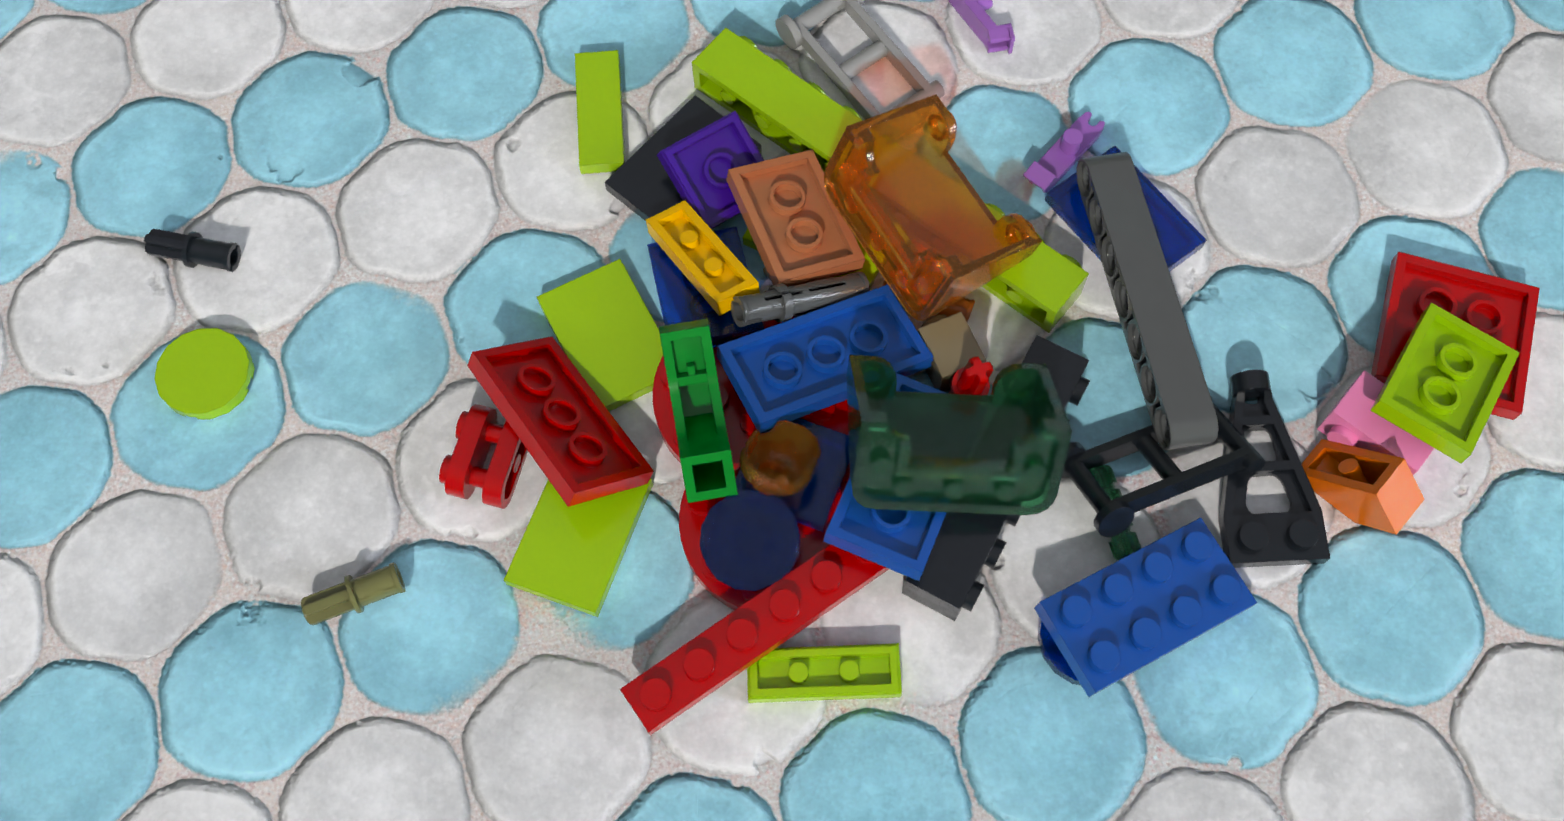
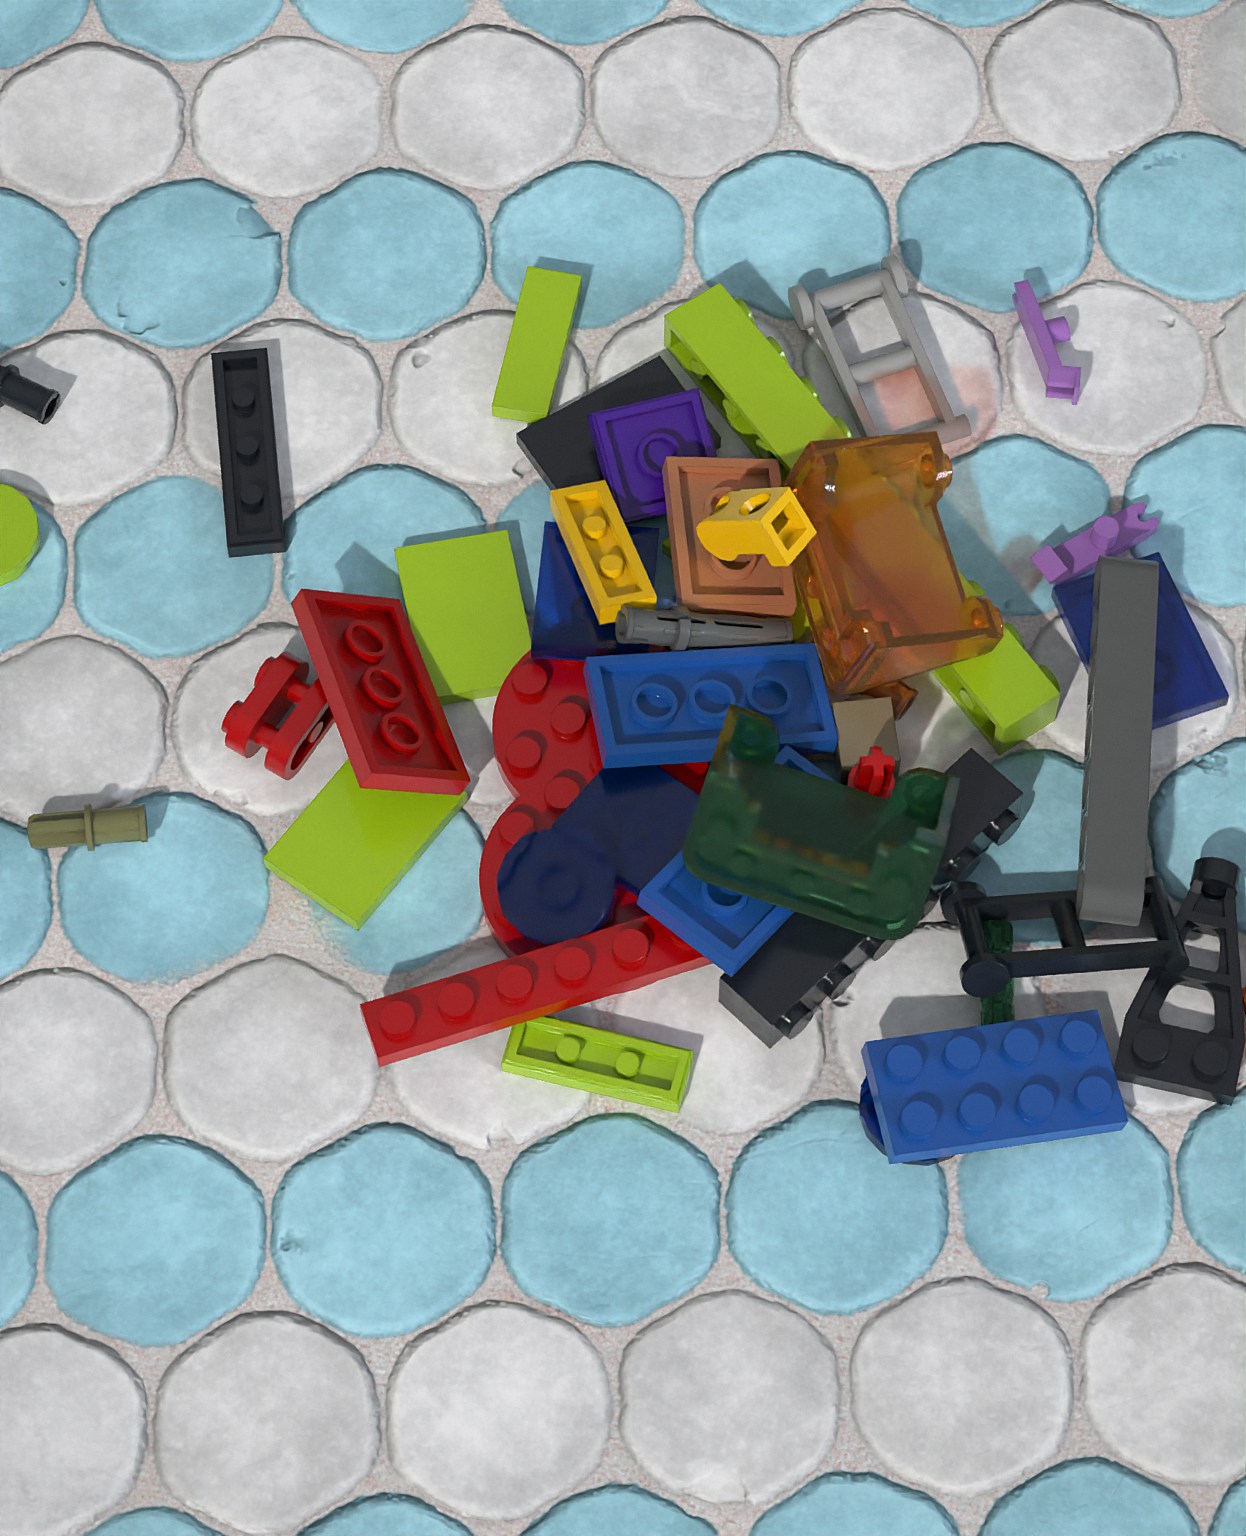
camera: 15 degrees right, 5 degrees down
(400, 252) = (248, 453): none -> black tile
(698, 411) = (541, 722): green arch -> none
(780, 459) = (618, 802): clear orange hair -> none
(819, 203) = (757, 523): none -> yellow leg

